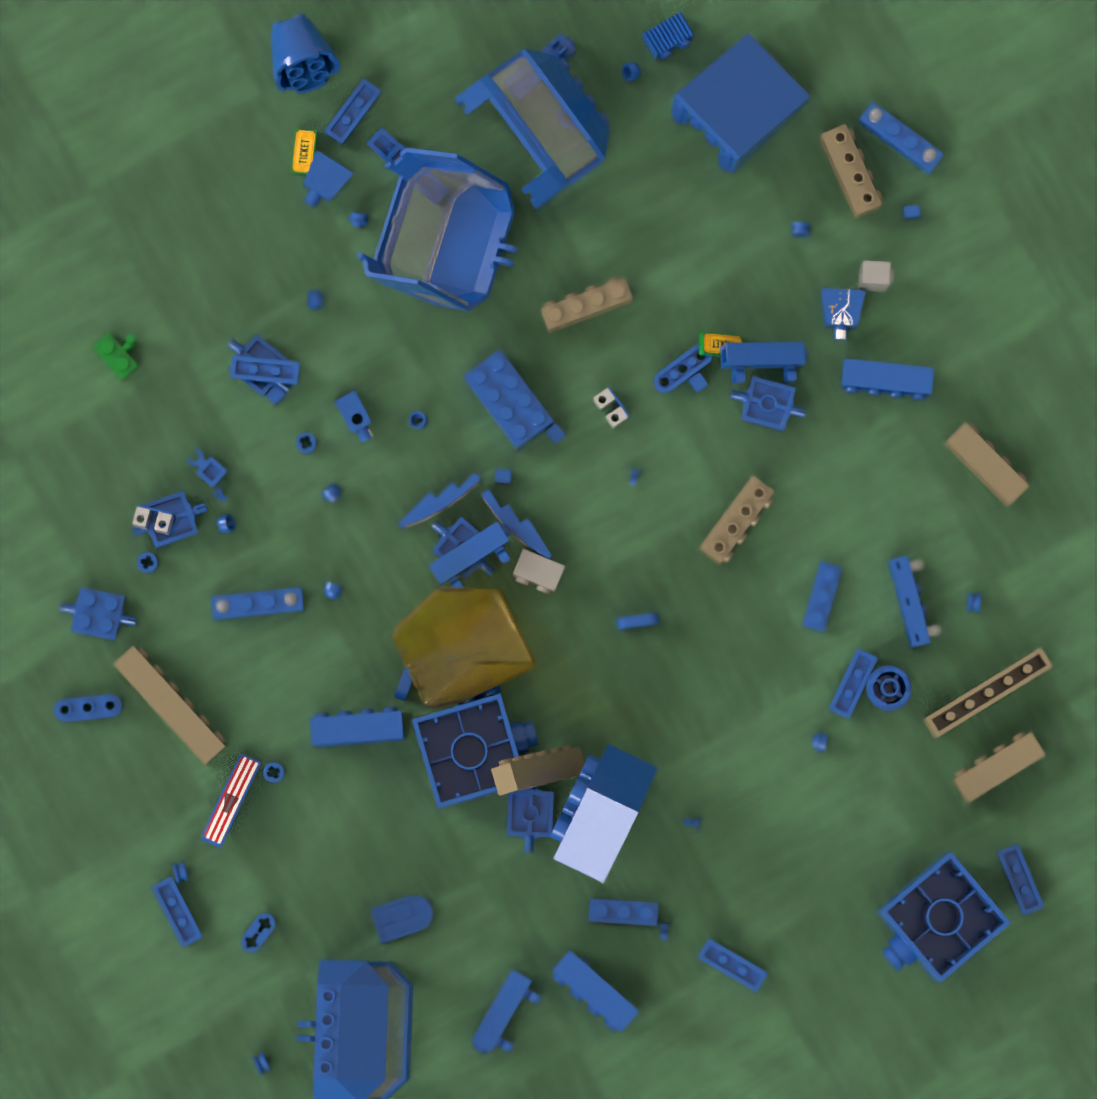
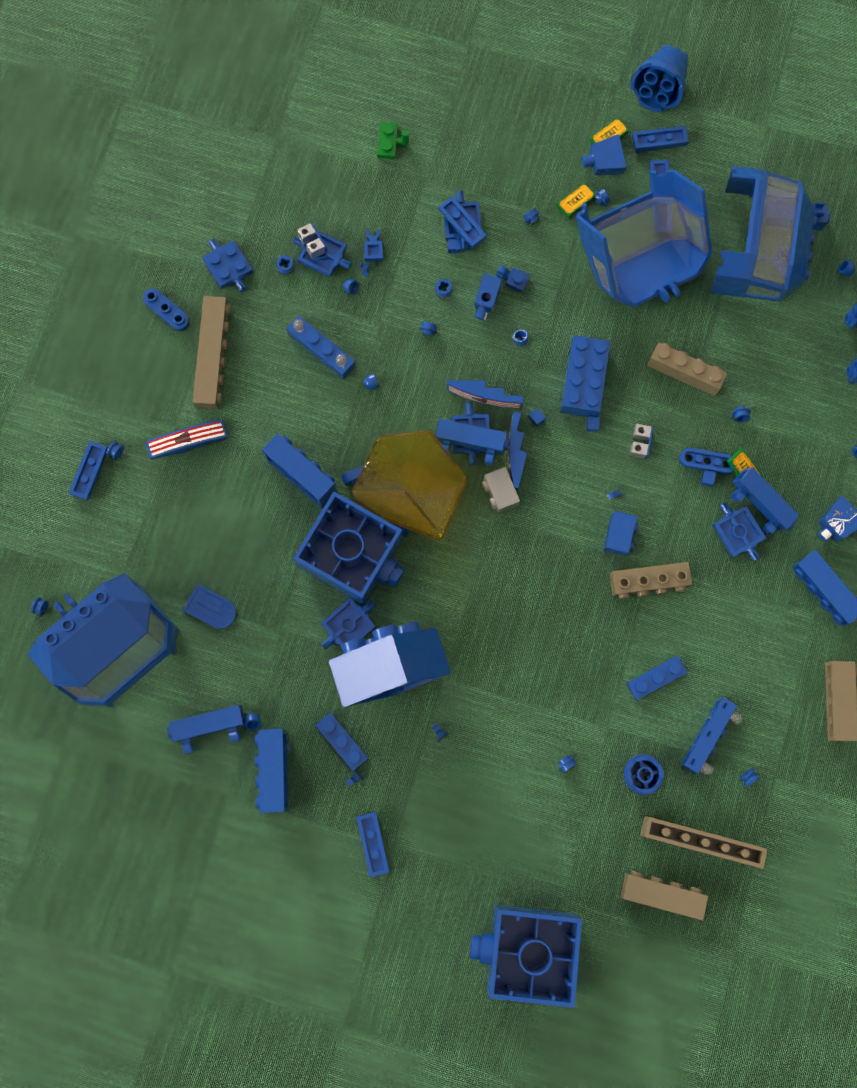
camera: 50 degrees right, 5 degrees down
(253, 929) = (121, 535): blue beam -> none
(271, 779) = (231, 454): blue bush -> none
(337, 244) = (573, 201): none -> tile
(359, 370) = (515, 279): none -> blue plate
(535, 971) = (252, 721): none -> blue hinge
(537, 769) = (373, 596): dark tan brick -> none
(637, 621) = (530, 578): blue beam -> none
(670, 297) = (741, 414): none -> blue plate
(673, 506) = (620, 533): none -> blue brick
(852, 683) = (623, 749): blue plate -> none
(1020, 879) = (606, 982): blue plate -> none

